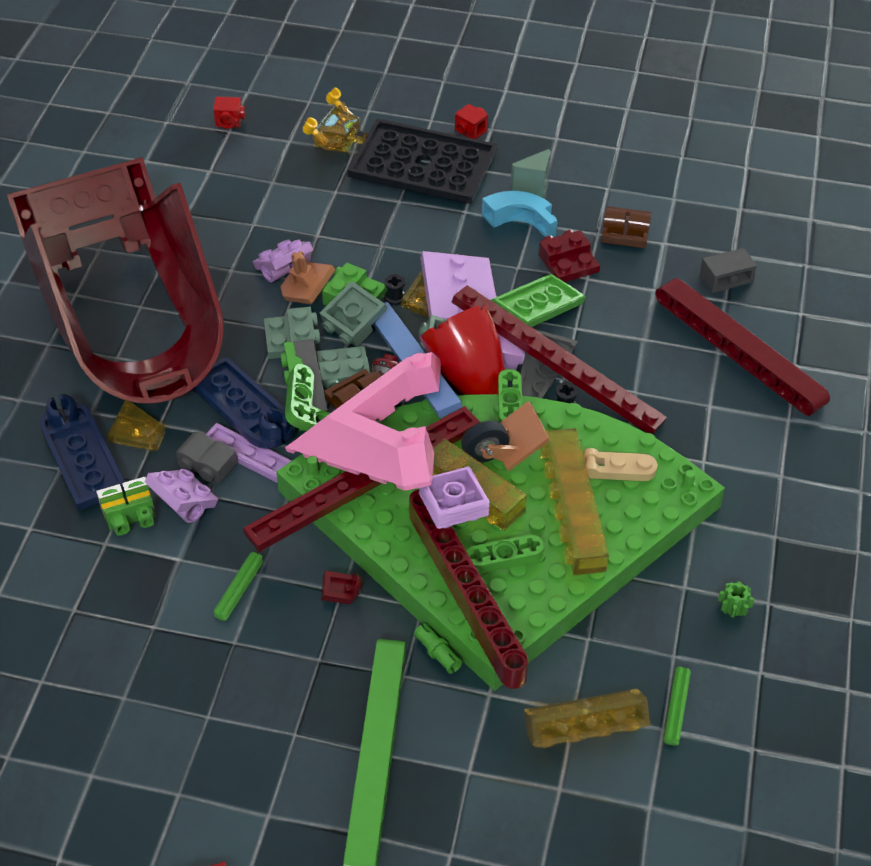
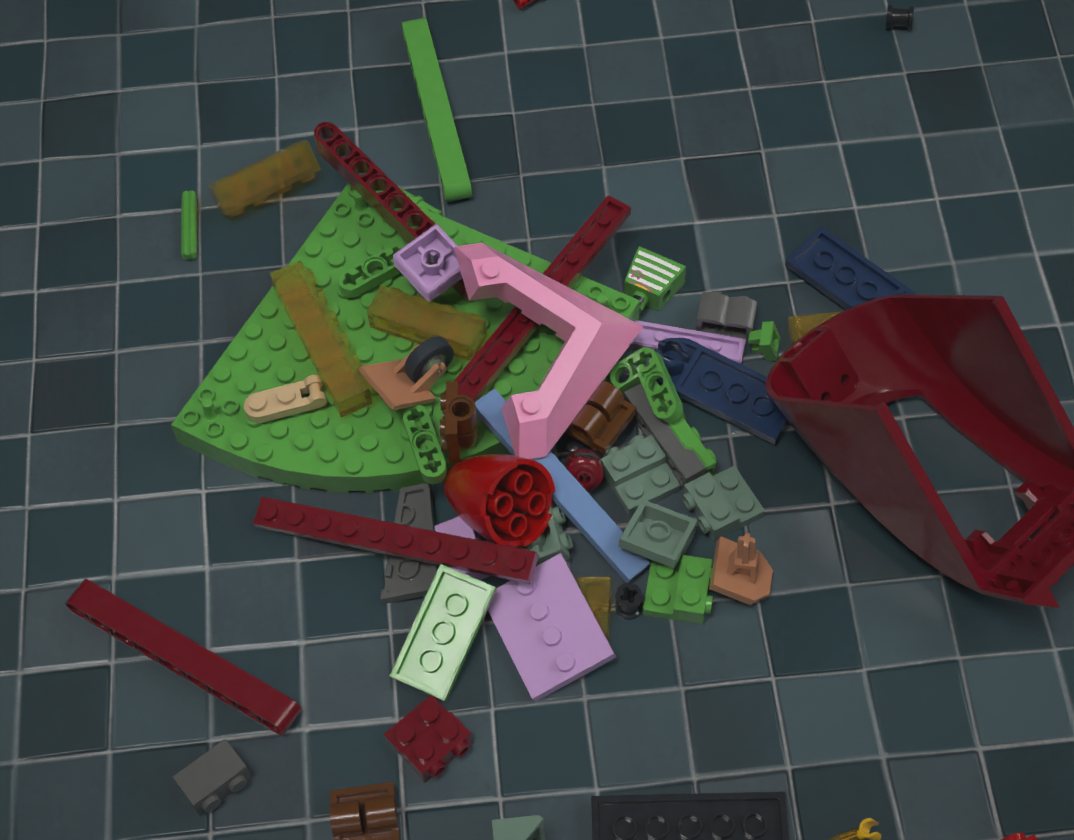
camera: 165 degrees right, 10 degrees up
(120, 515) = (771, 244): bright green hips -> none
(182, 493) = (727, 266): lavender plate -> none
(185, 427) = (765, 341): none -> bright green tile
(238, 586) = (625, 195): bright green axle -> none
(250, 500) = (653, 279): none -> bright green torso
(279, 261) = (788, 601): lavender plate -> none
(340, 587) = (526, 230): dark red plate -> none
(479, 384) = (459, 422): none -> reddish brown plate
(520, 206) = (538, 797): medium azure arch -> none
(566, 392) = (371, 499): black bush -> none
(736, 599) = (147, 330): bright green gear -> none

